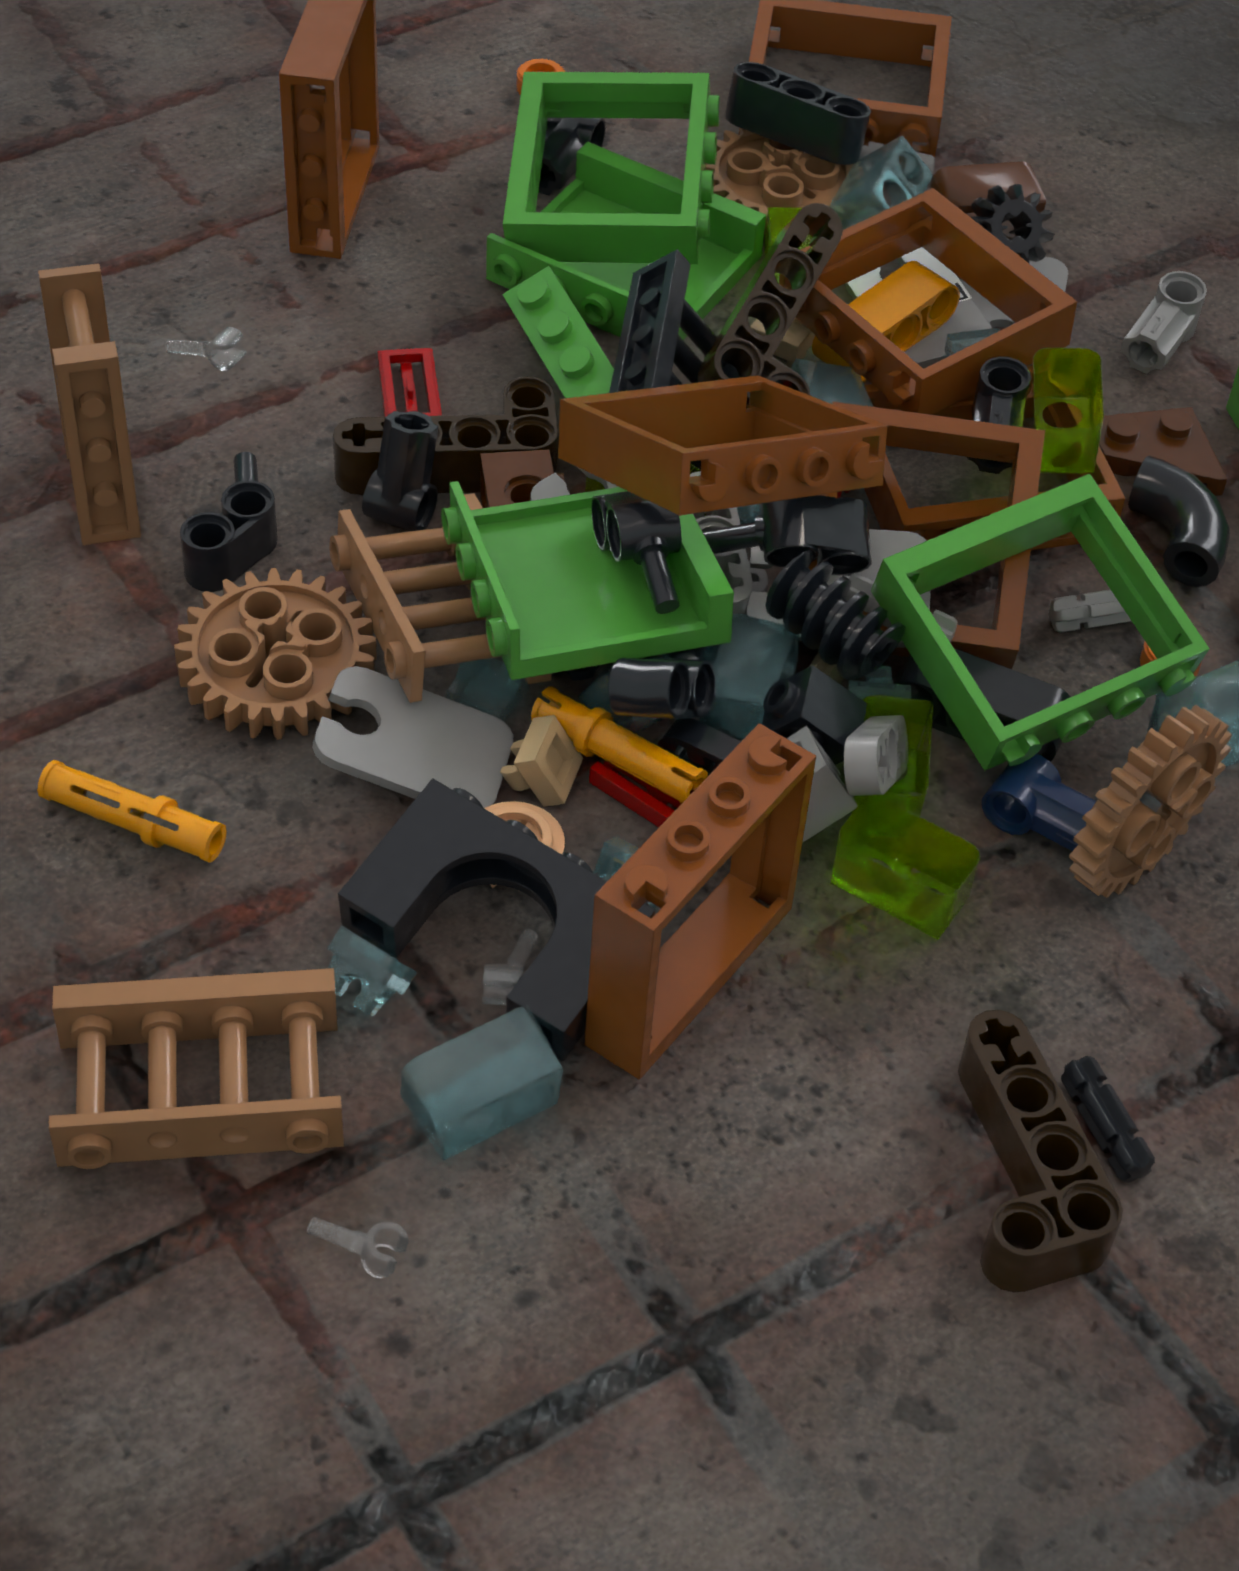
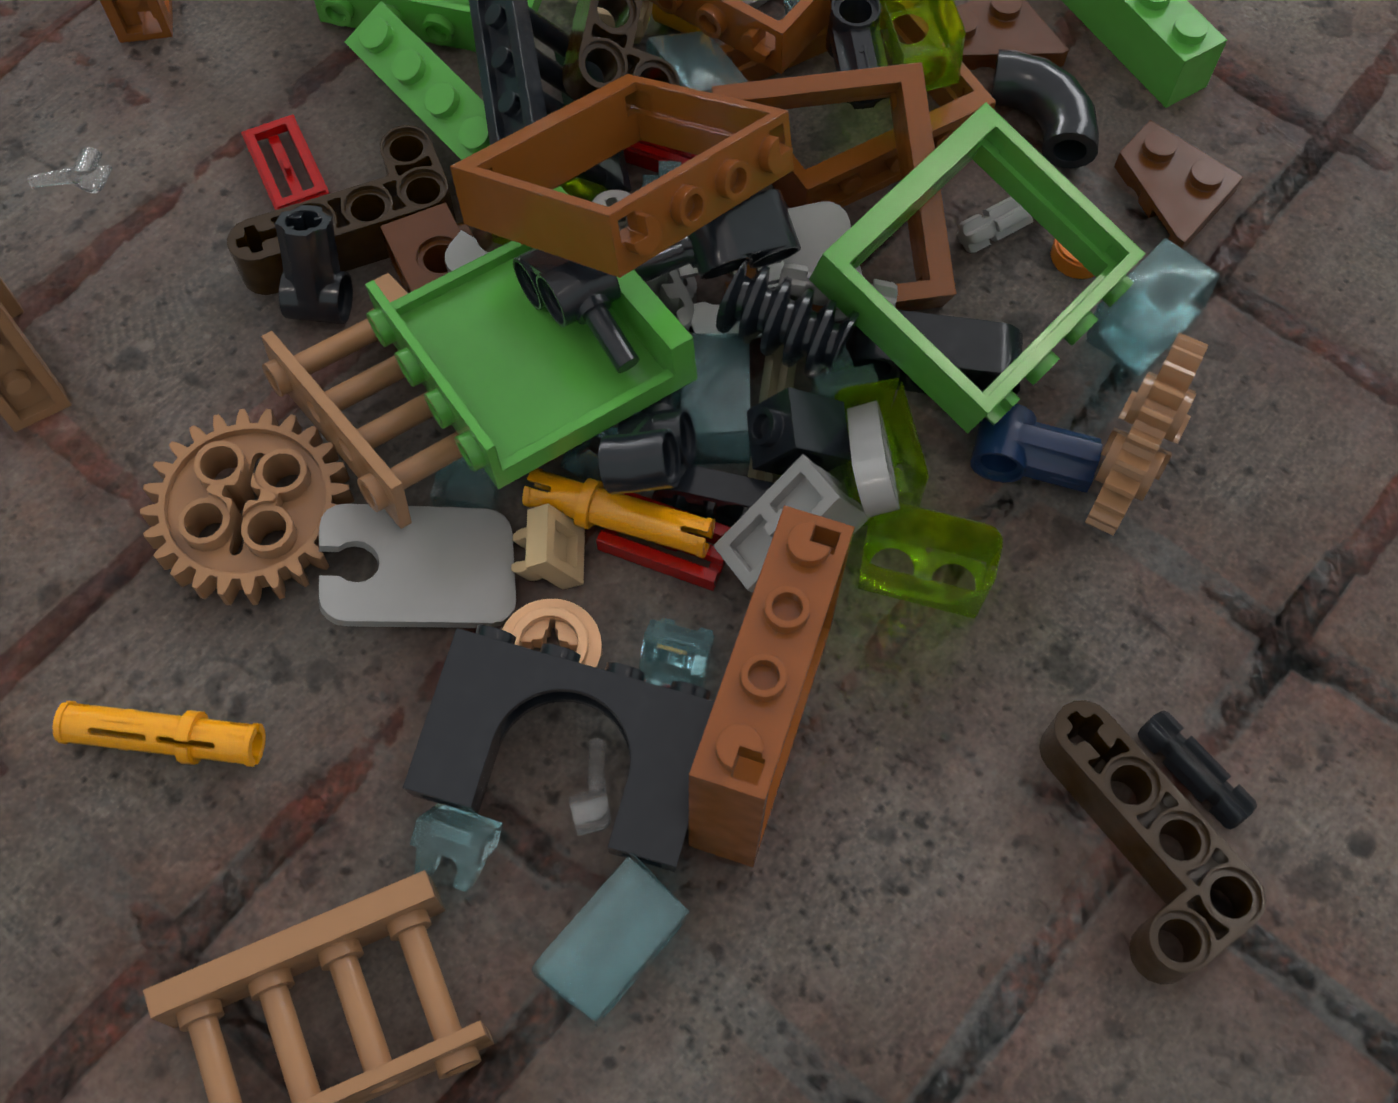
camera: 15 degrees left, 15 degrees up
(233, 541) = (165, 383): black beam -> none

